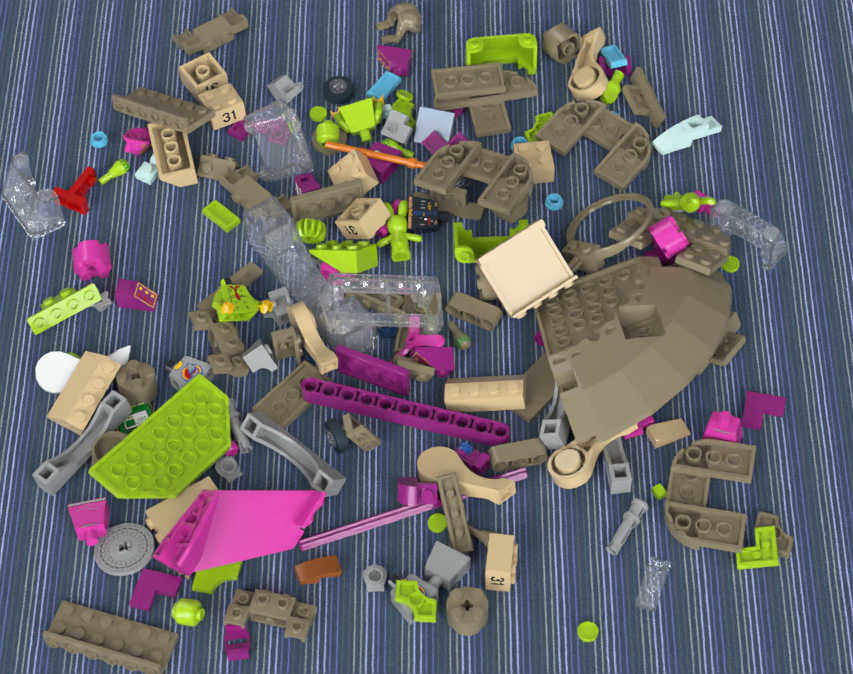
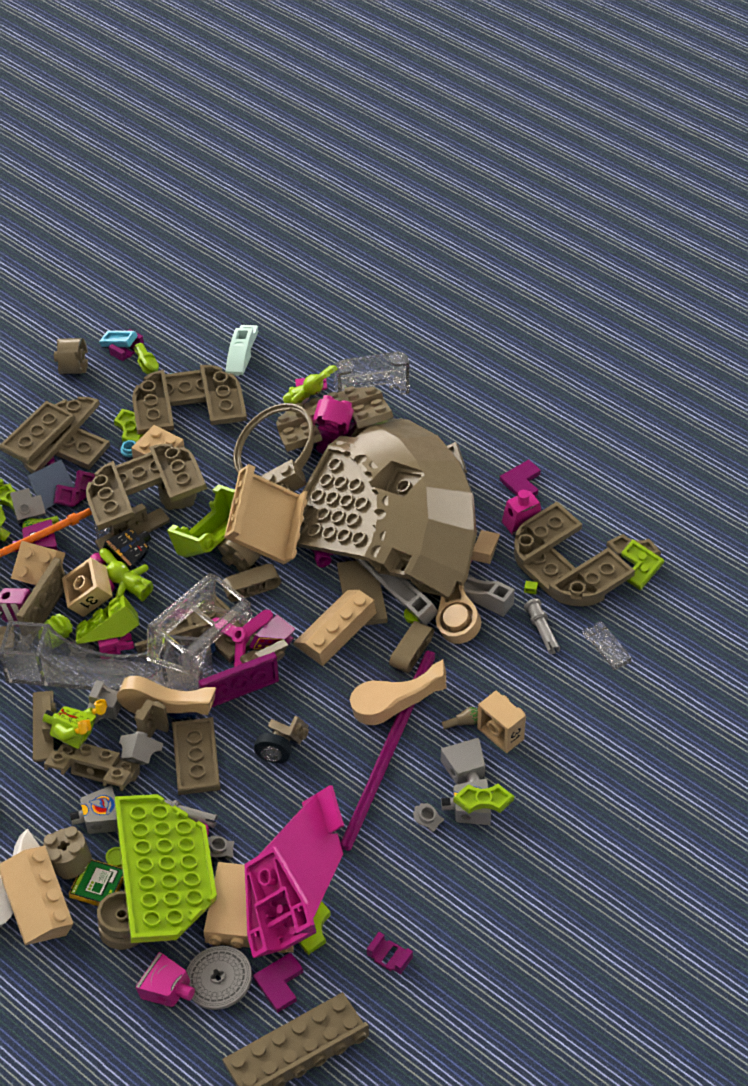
camera: 50 degrees left, 5 degrees down
(61, 468) = (88, 952): light grey arch -> none
(188, 612) = (330, 969): lime head -> none
(272, 610) = (388, 906): dark tan bracket -> none
(315, 569) = (381, 849): dark orange slope -> none
(316, 470) = (231, 791): light grey arch -> none
(411, 419) = (296, 690): magenta beam -> none
(412, 492) = (380, 734): magenta brick -> none
(437, 523) = (416, 742): lime piece -> none
(455, 513) = (427, 719): dark tan tile -> none
(461, 339) = (266, 605): dark tan piece -> none
(467, 610) = (520, 773): dark tan brick -> none
(473, 459) = (389, 674): magenta leg -> none
(504, 49) = (48, 382): lime windscreen -> none
(554, 202) = (207, 465): medium azure plate -> none
(587, 631) = (607, 714): lime piece -> none
(588, 78) = (122, 365): tan animal -> none
(642, 98) = (178, 349): dark tan bracket -> none

